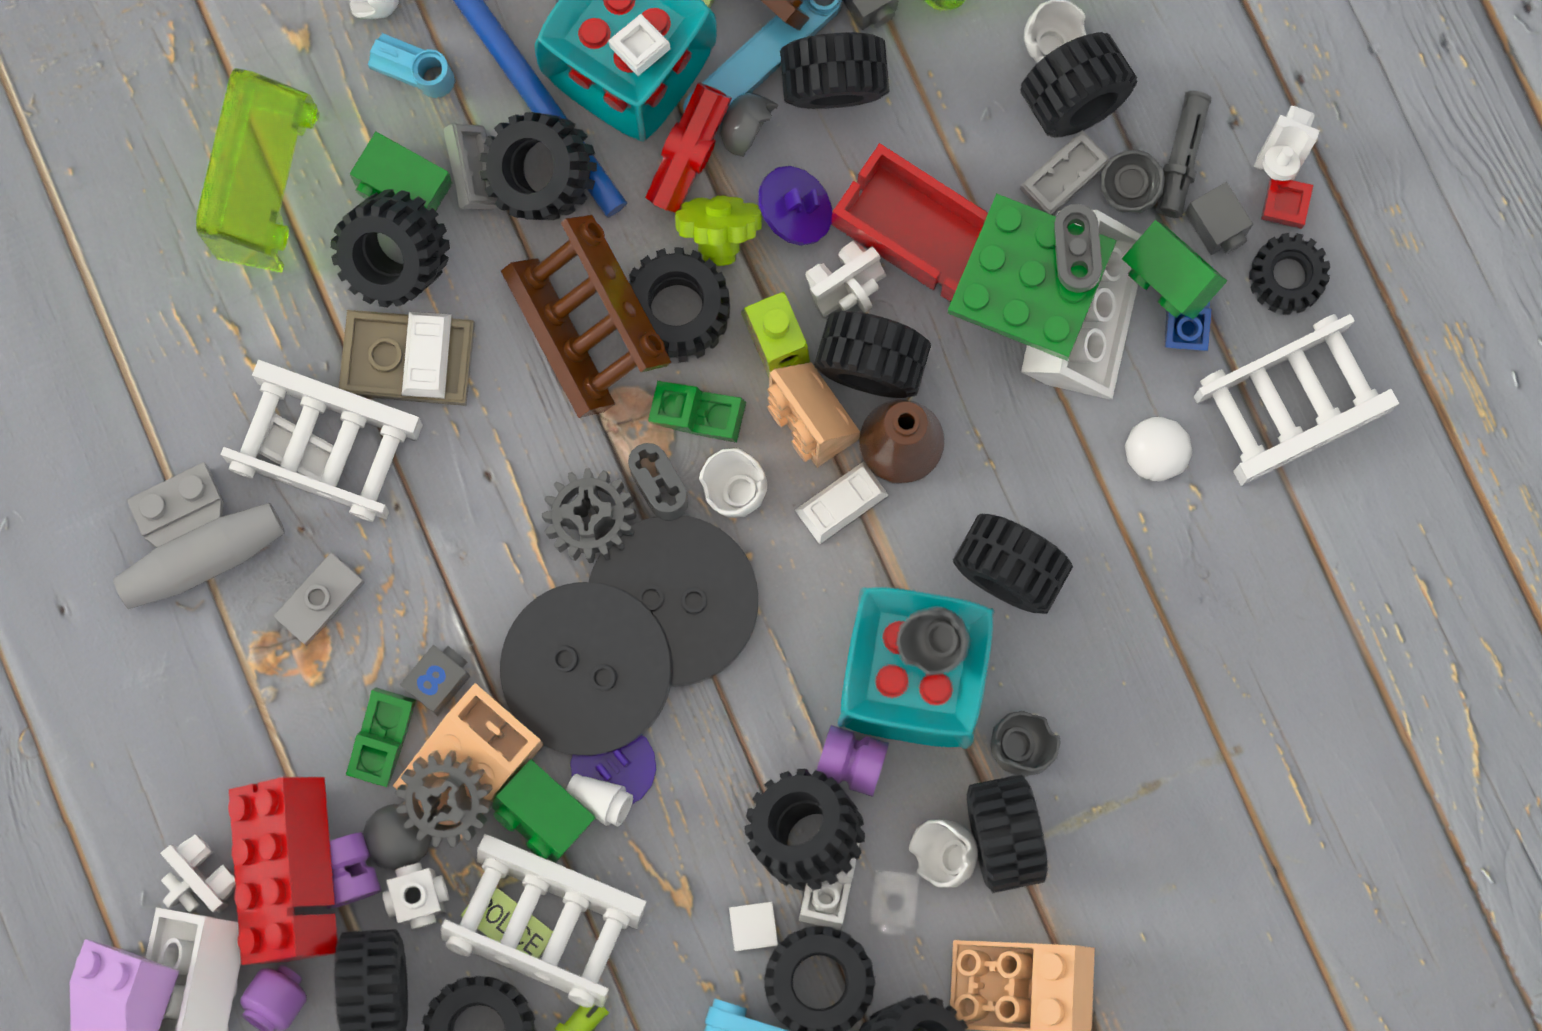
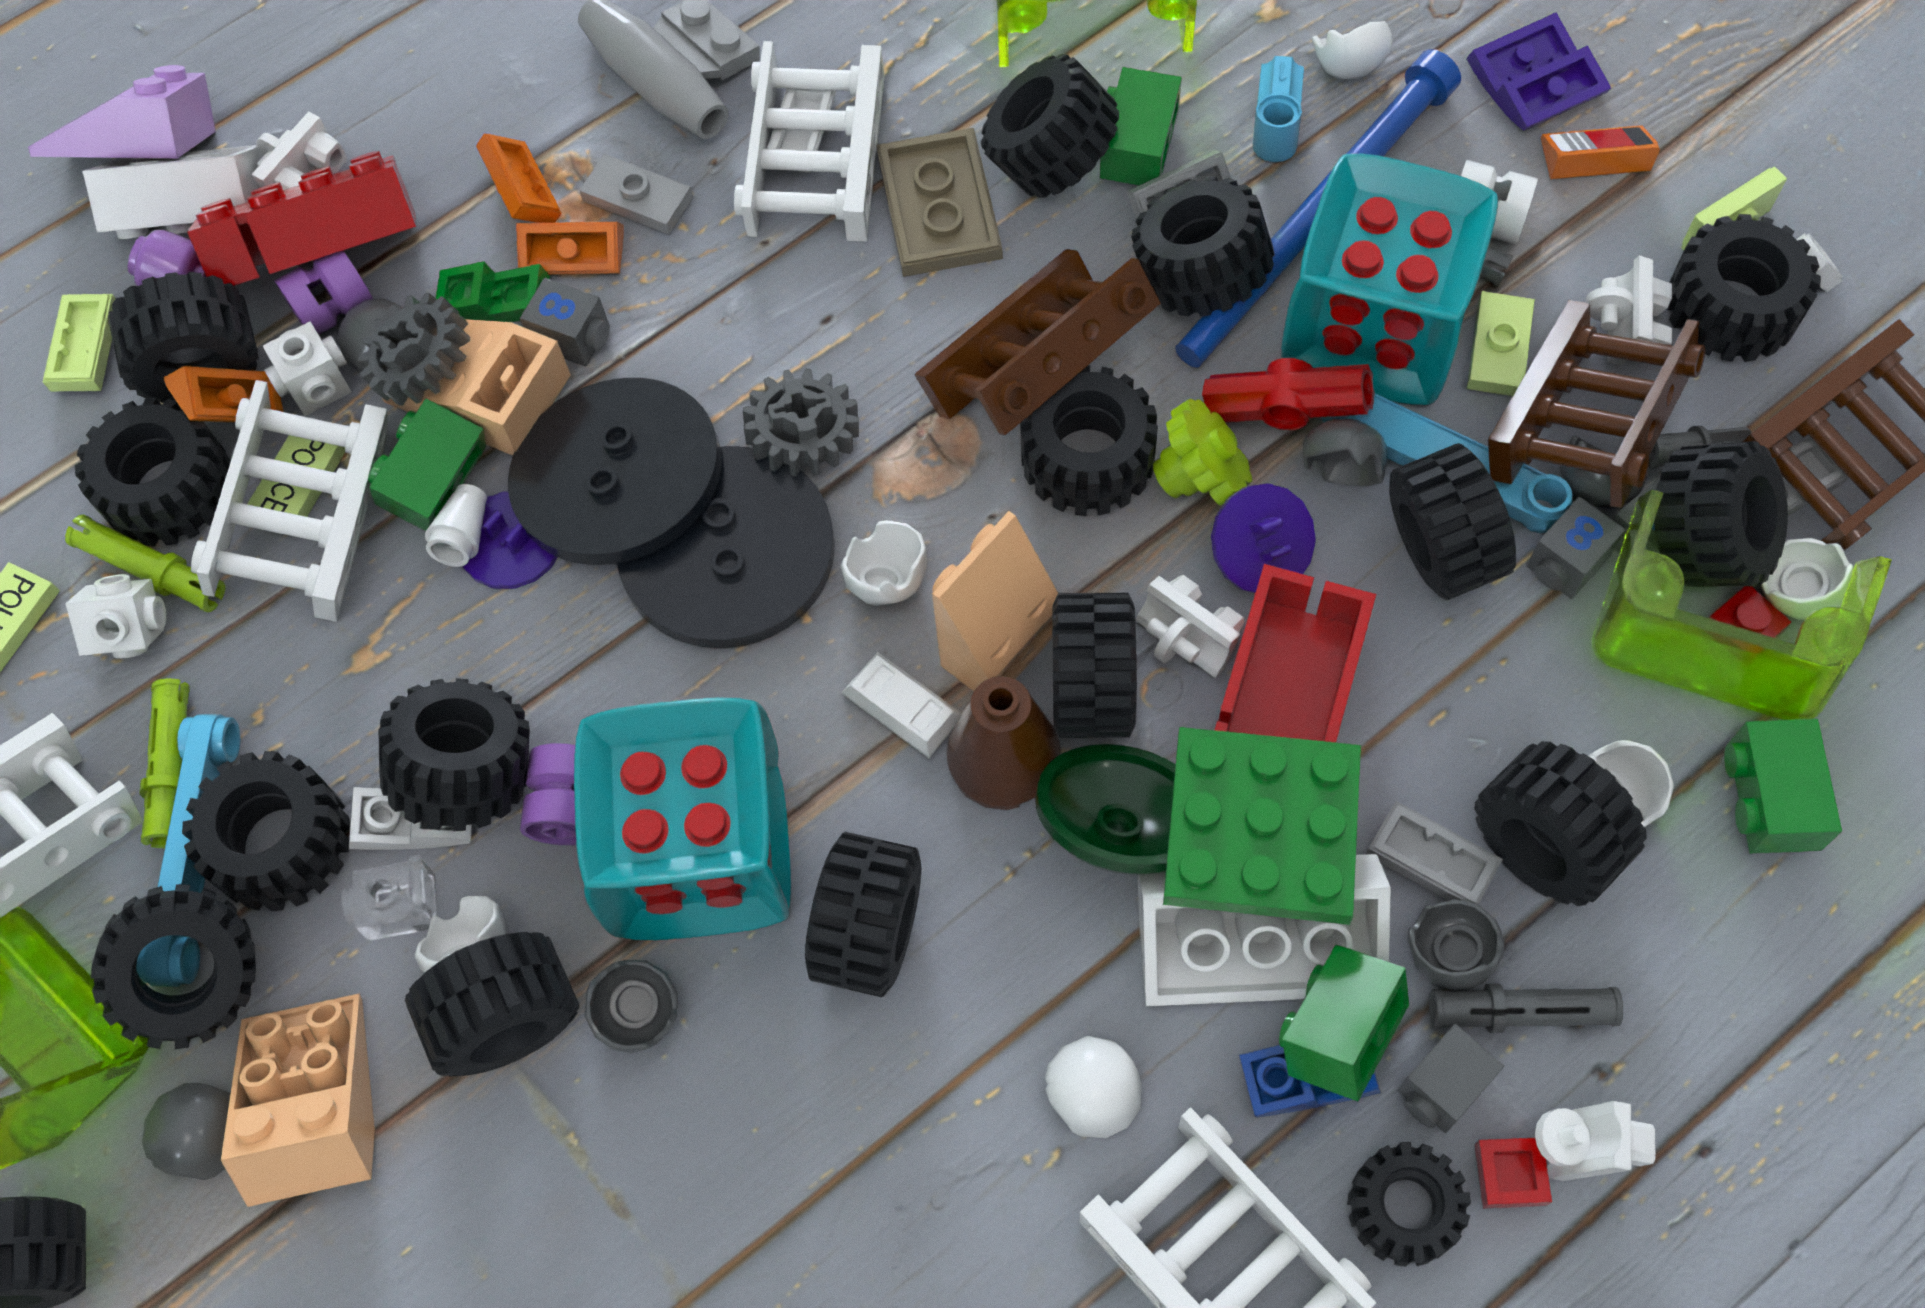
camera: 80 degrees right, 15 degrees down
(278, 691) = (518, 179): none -> orange plate
(354, 664) = (571, 247): none -> orange slope
(426, 355) = (944, 210): white tile -> none
(429, 964) = (216, 392): none -> orange slope
(639, 44) = (1378, 253): white tile -> none
(665, 477) = (871, 492): dark grey beam -> none
(697, 412) = (965, 501): green slope -> none
(753, 926) = (336, 743): white tile -> none
(776, 332) = (1092, 550): lime torso -> none
(933, 640) = (695, 789): dark grey hair -> none
(962, 363) = (1109, 806): none -> dark green dish
(1078, 249) = (1313, 854): dark grey plate -> none

